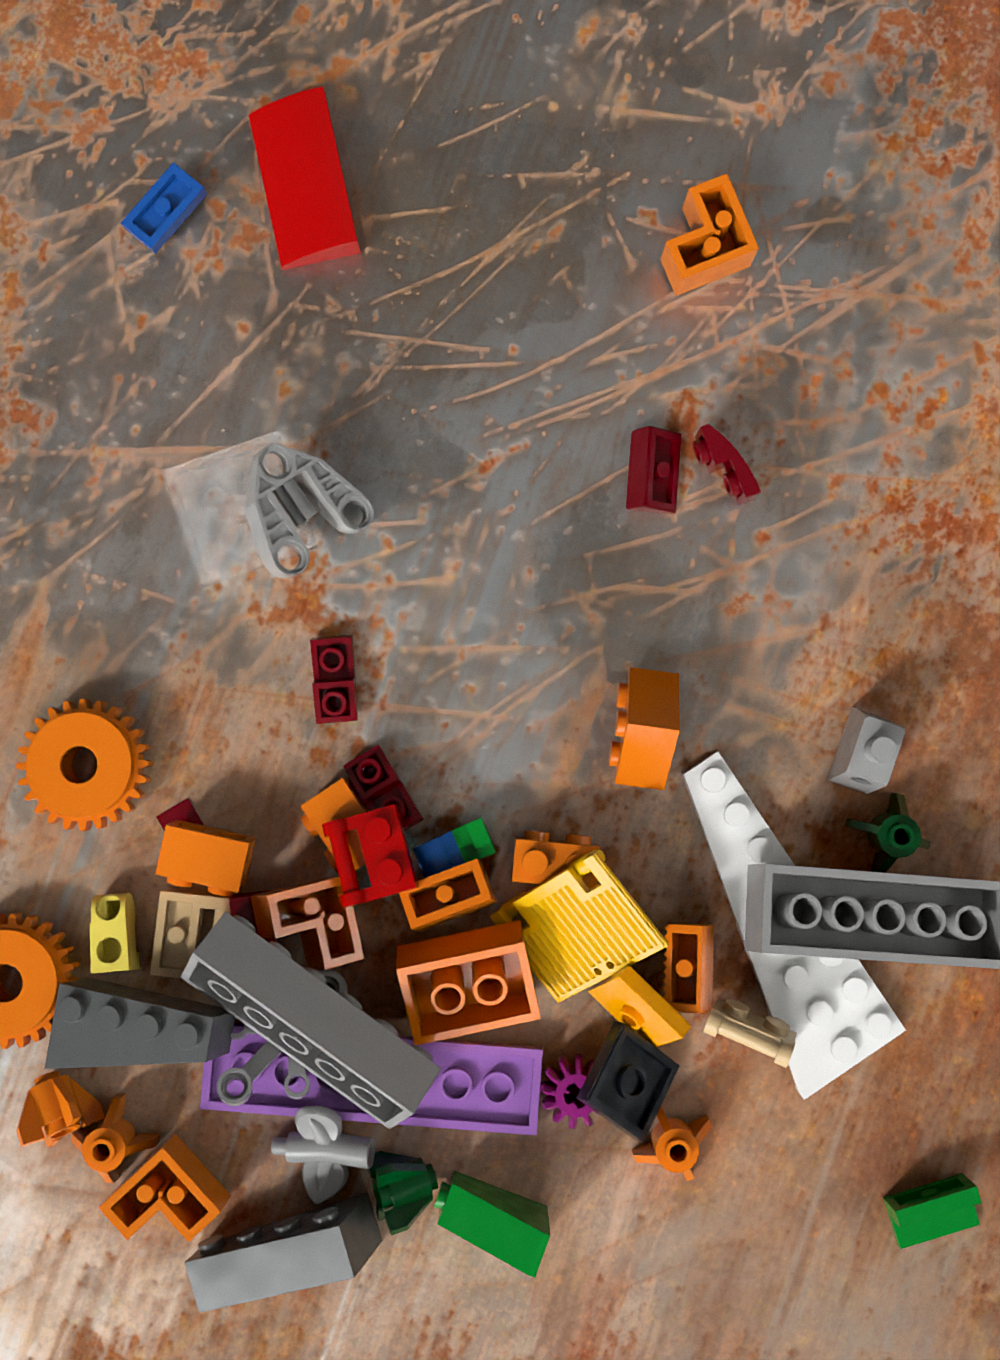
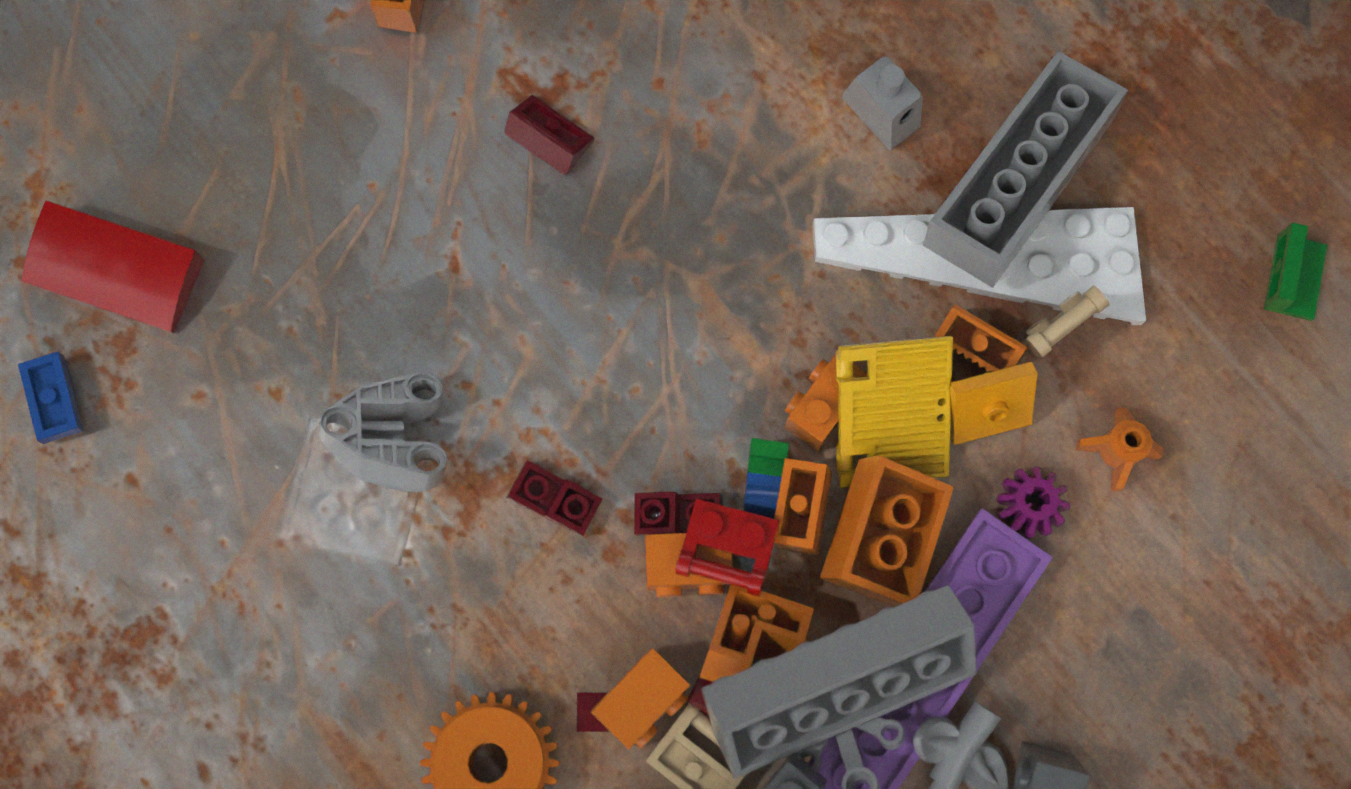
camera: 60 degrees left, 10 degrees down
(401, 1188) = (1034, 703): dark green brick -> none
(495, 1221) = (1107, 634): green slope -> none
(628, 1081) = (1049, 449): black plate -> none
(646, 728) = (762, 257): orange brick -> none
(718, 454) = (567, 72): dark red slope -> none
(882, 830) = (963, 123): dark green brick -> none

